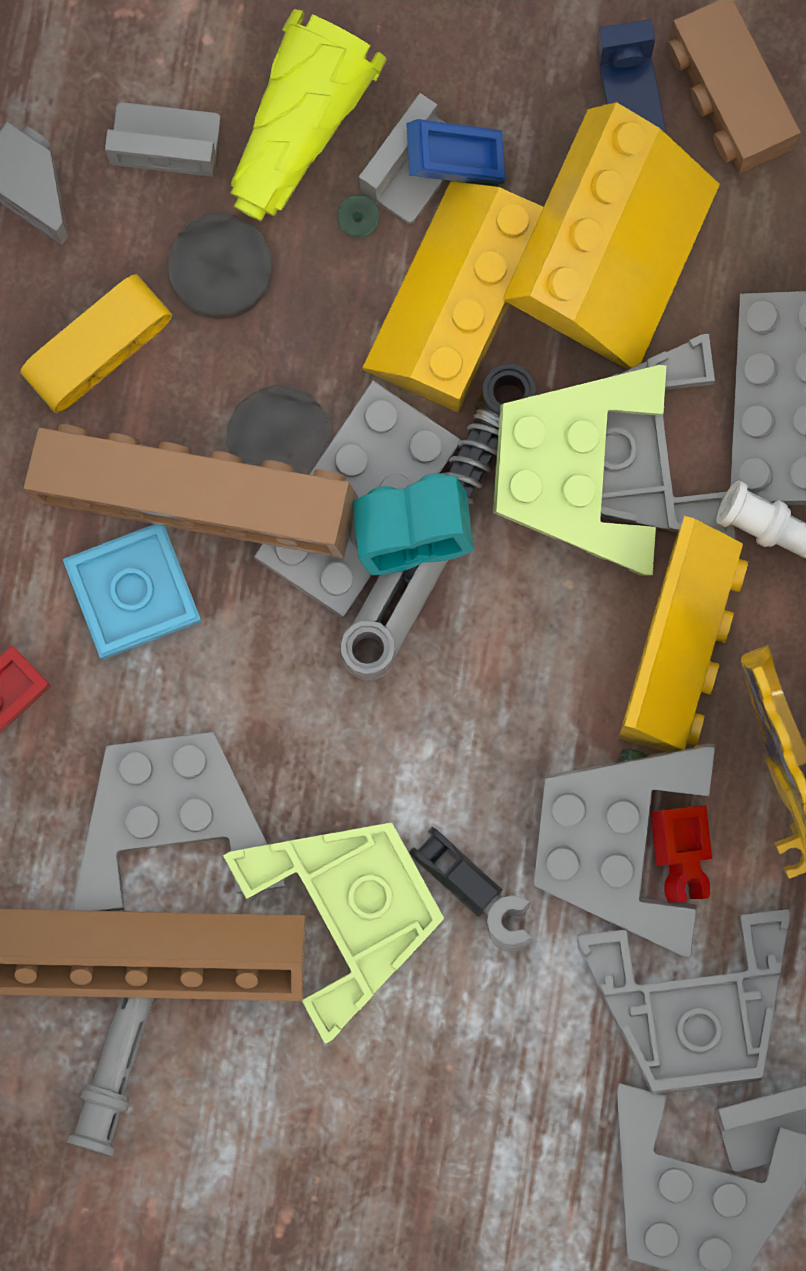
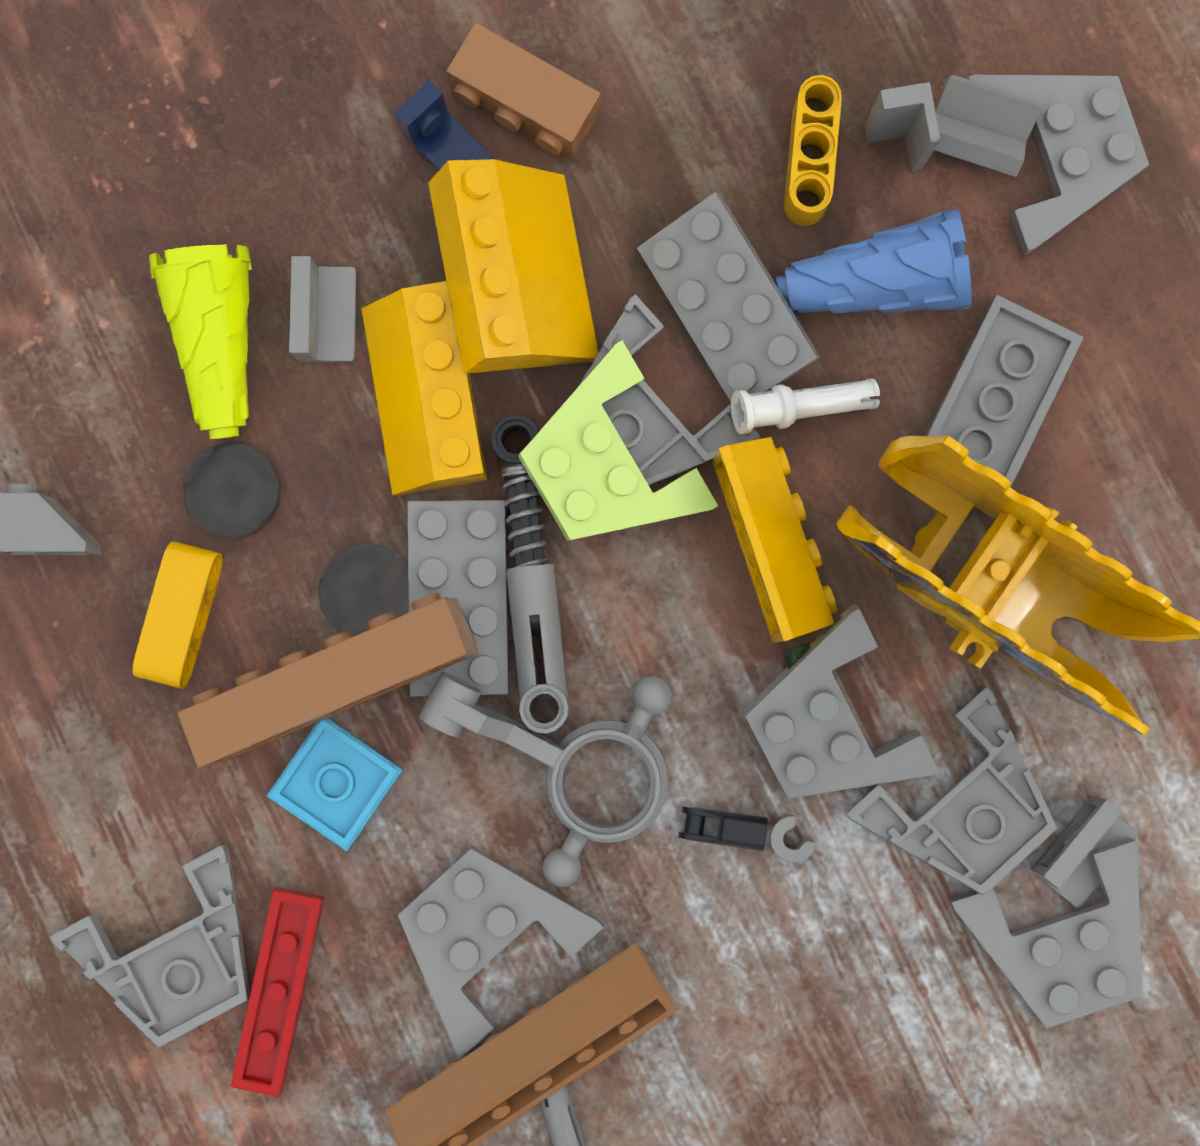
camera: 35 degrees left, 5 degrees up
(164, 139) = (121, 423): light grey panel -> none
(287, 588) = (454, 706): none -> light grey piece
(358, 207) = (304, 376): clear green piece -> none
(366, 898) = (671, 895): yellowish green wing -> none
(412, 524) = (514, 594): teal brick -> none
(455, 152) = (349, 284): blue tile -> none
(681, 842) = (876, 695): red plate -> none

